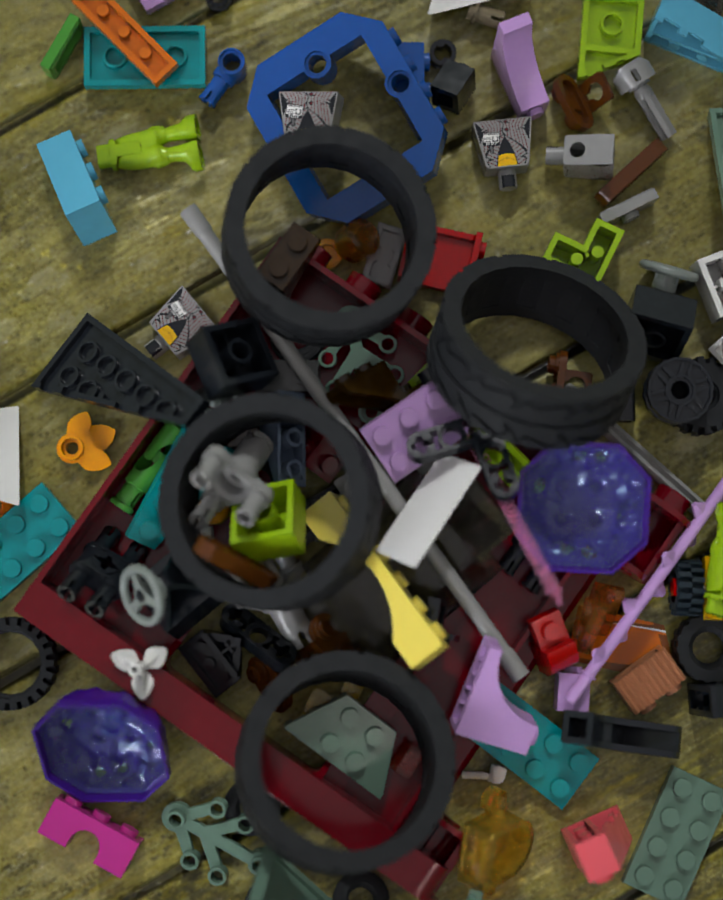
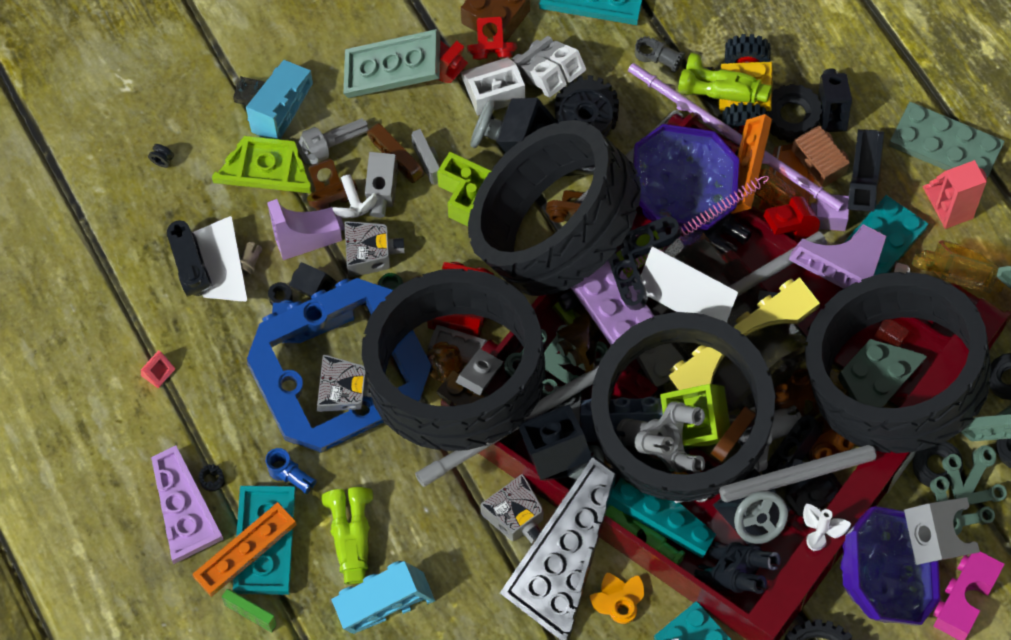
camera: 85 degrees left, 20 degrees down
(143, 796) = (934, 533): none -> light grey piece
(201, 643) = (797, 473): none -> light grey axle
(319, 269) = (479, 371): none -> light grey plate
(458, 177) = (390, 281): none -> dark green plate
(552, 129) = (356, 207): none -> white plant
(621, 590) = (750, 157): none -> orange plate

